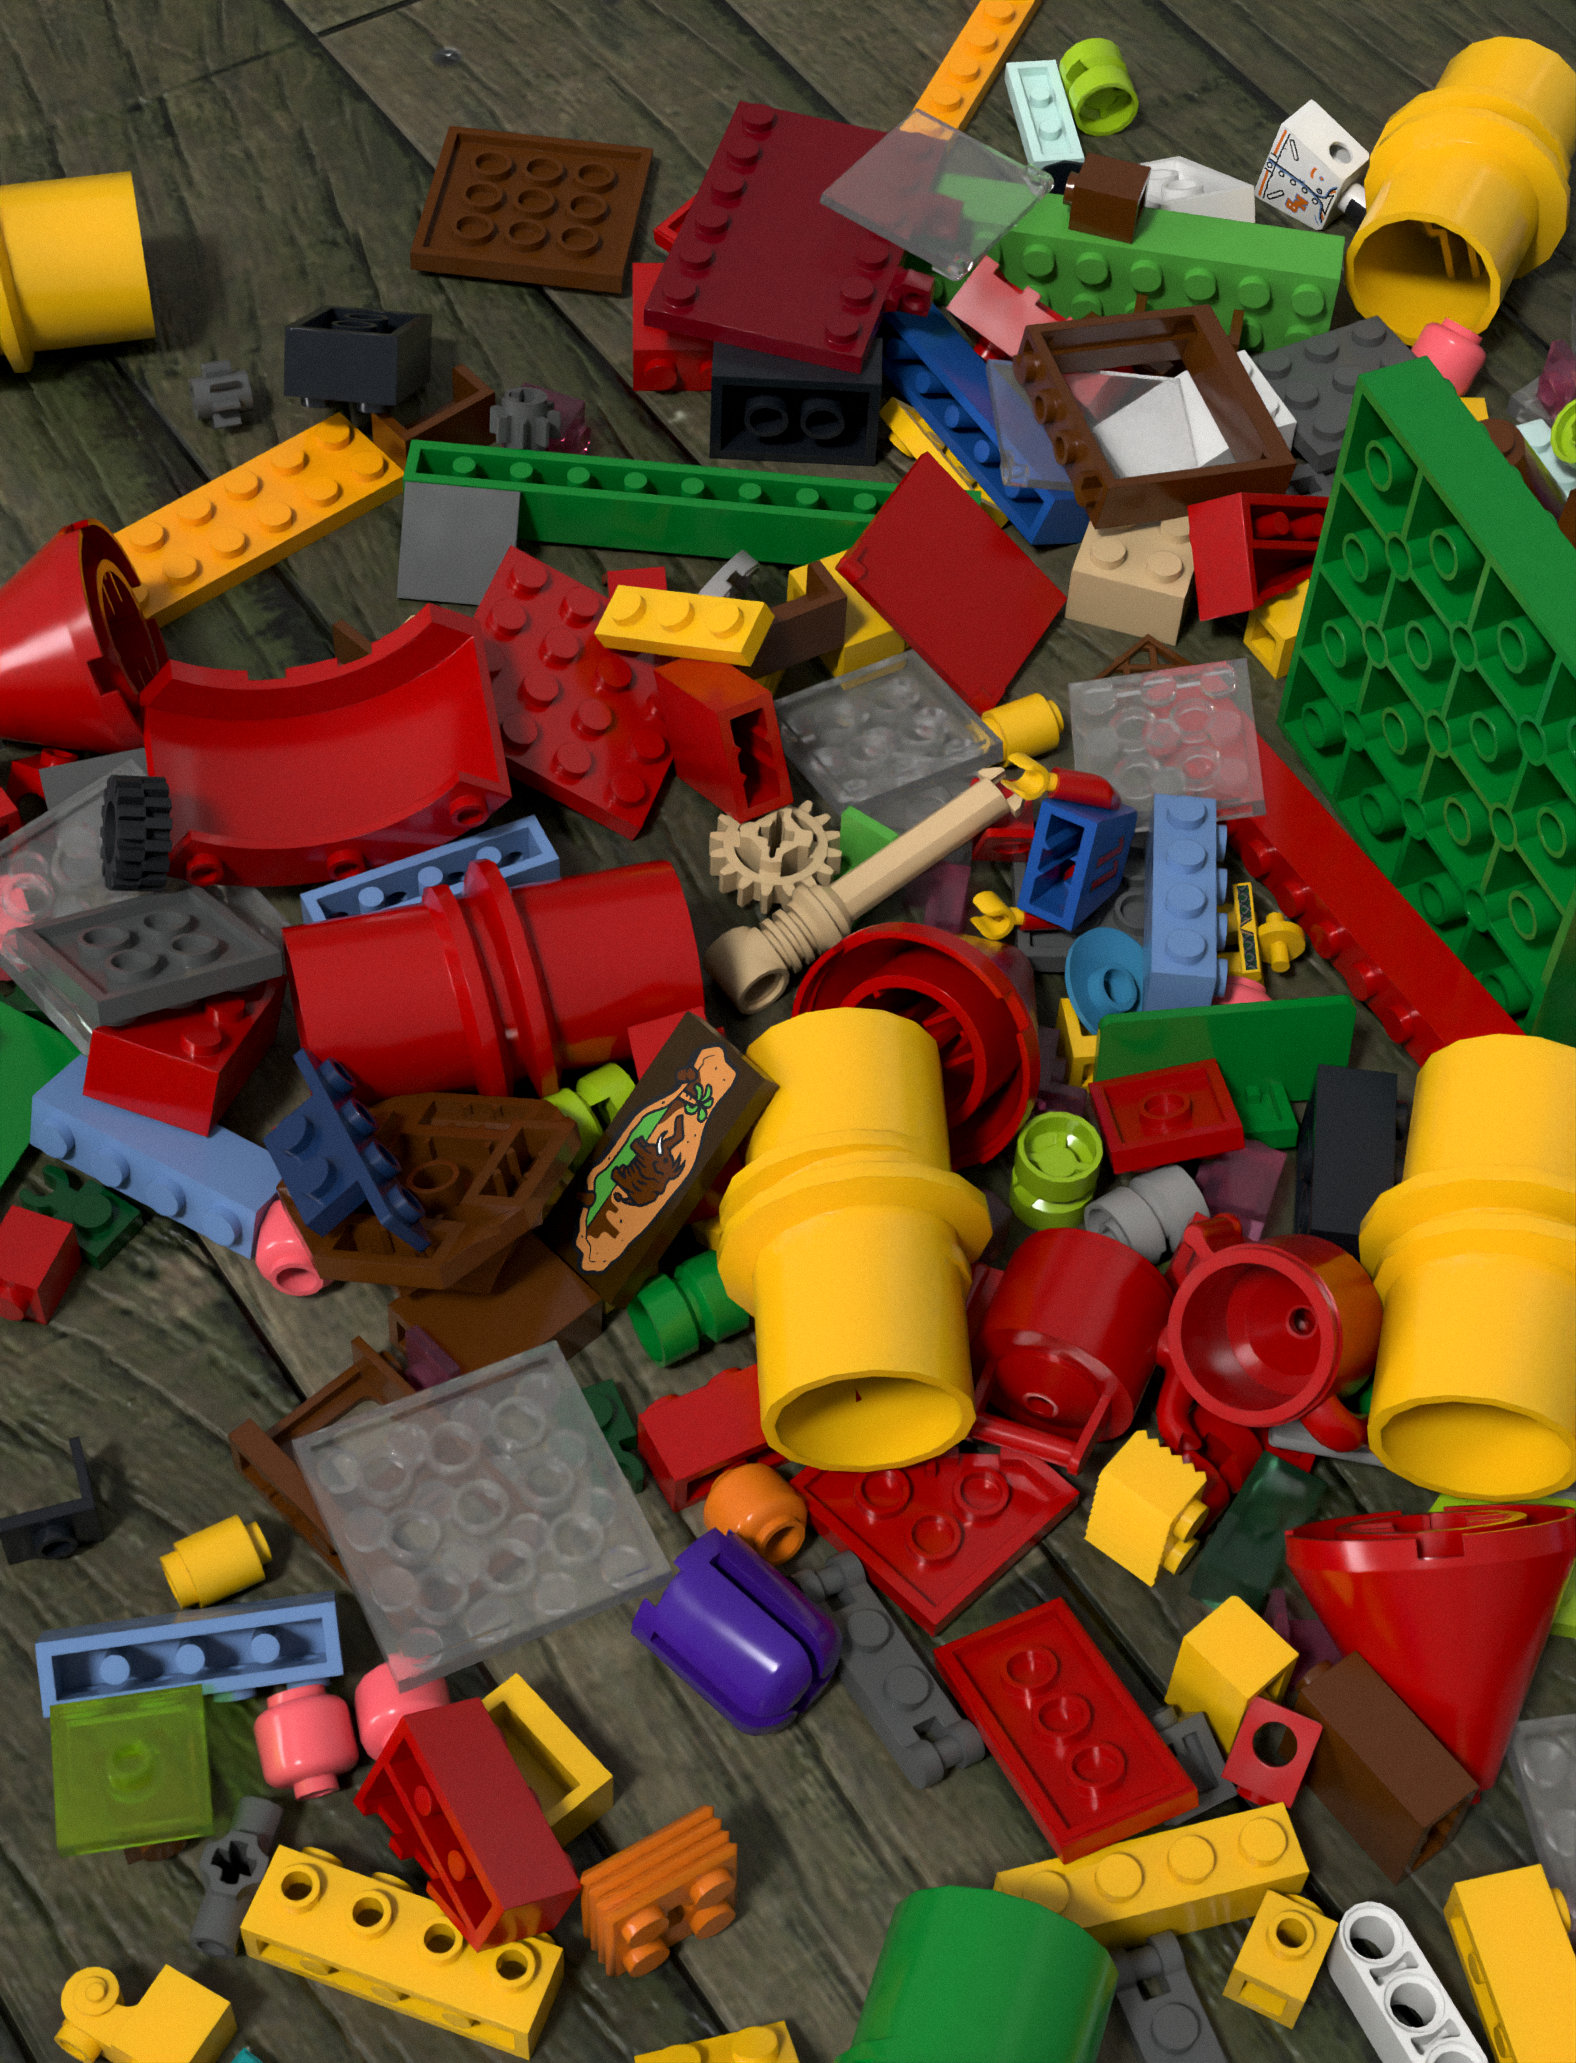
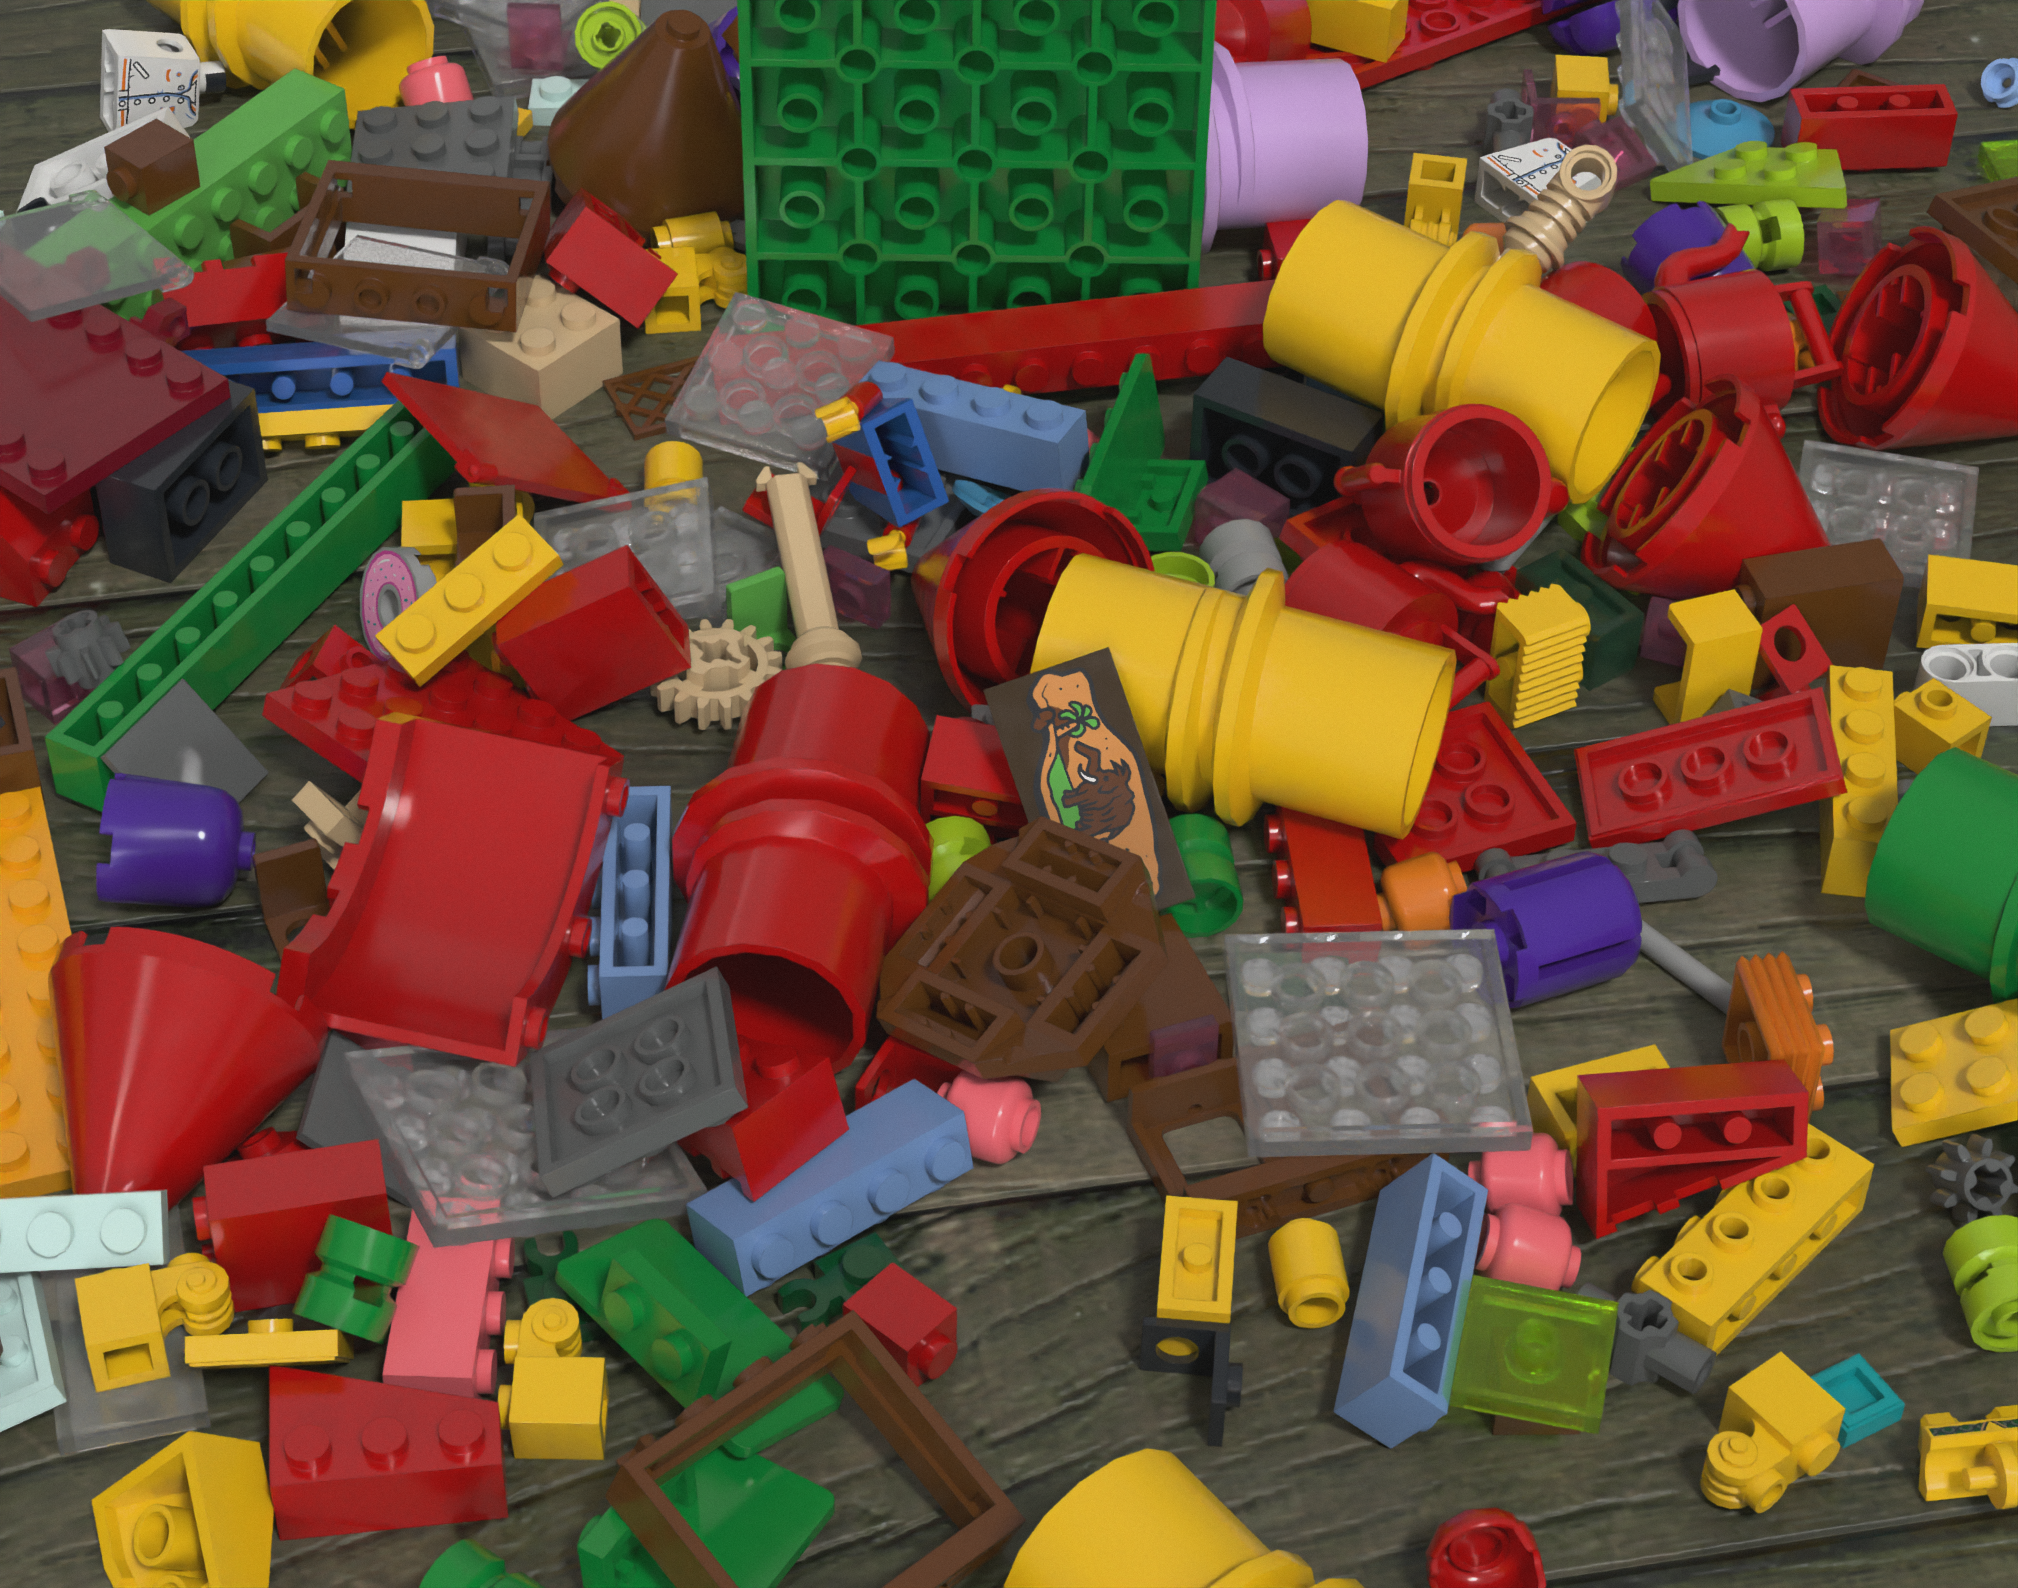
camera: 65 degrees left, 10 degrees down
(136, 833) = (463, 1074): black tyre -> none
(161, 1471) = (1196, 1264): none -> yellow panel
(335, 1160) = (992, 994): dark blue bracket -> none
(352, 563) = (171, 843): none -> dark purple cylinder
(800, 1788) = (1685, 967): none -> light grey bar
(1166, 1116) = (1181, 503): red plate -> none

